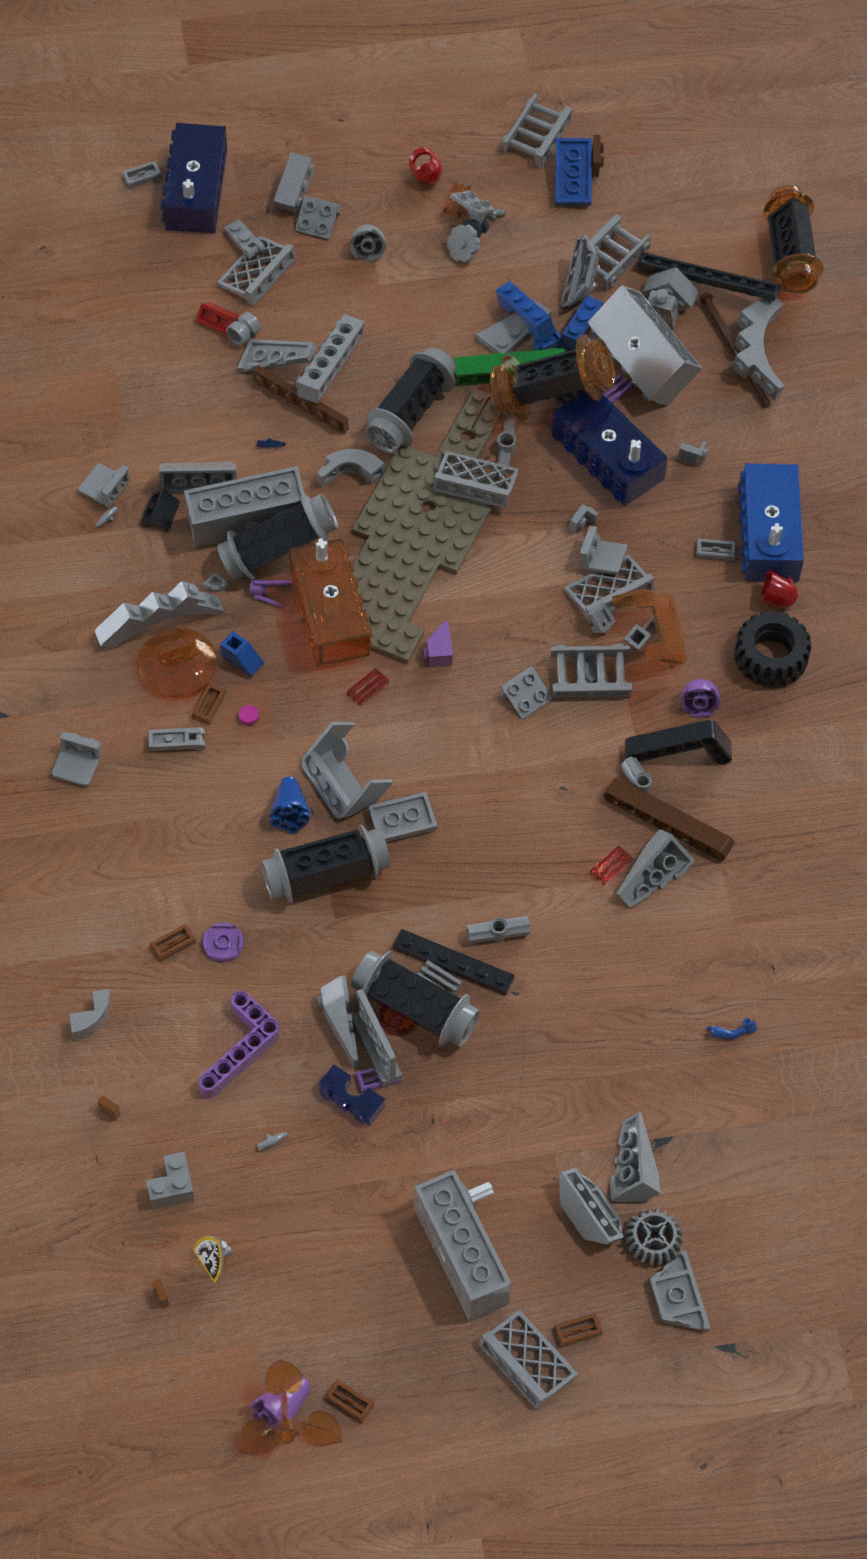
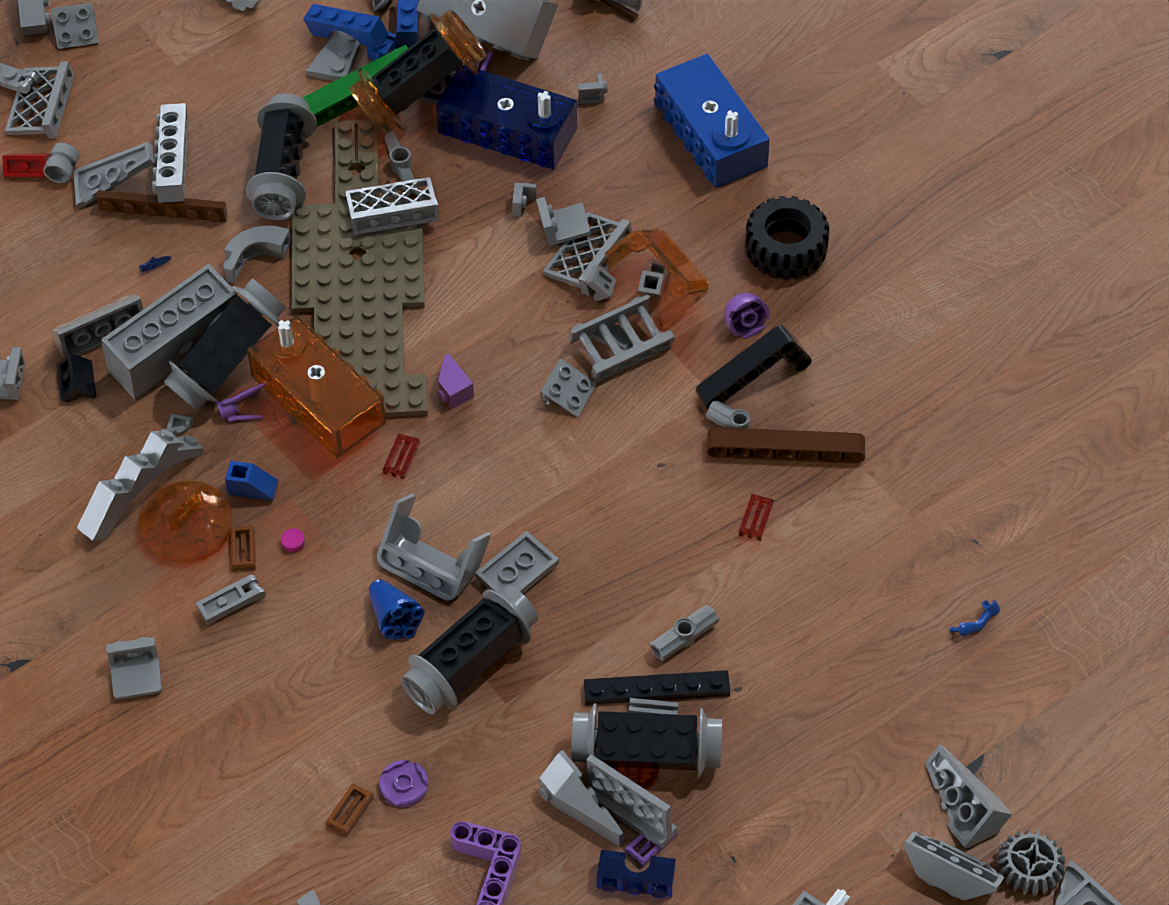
camera: 25 degrees left, 5 degrees down
(107, 516) = (21, 409): light grey helmet -> none
(368, 243) = (143, 28): light grey cylinder -> none
(657, 864) = (803, 493): light grey wedge -> none
(716, 553) = (671, 174): light grey tile -> none
(778, 591) = (760, 184): red piece -> none

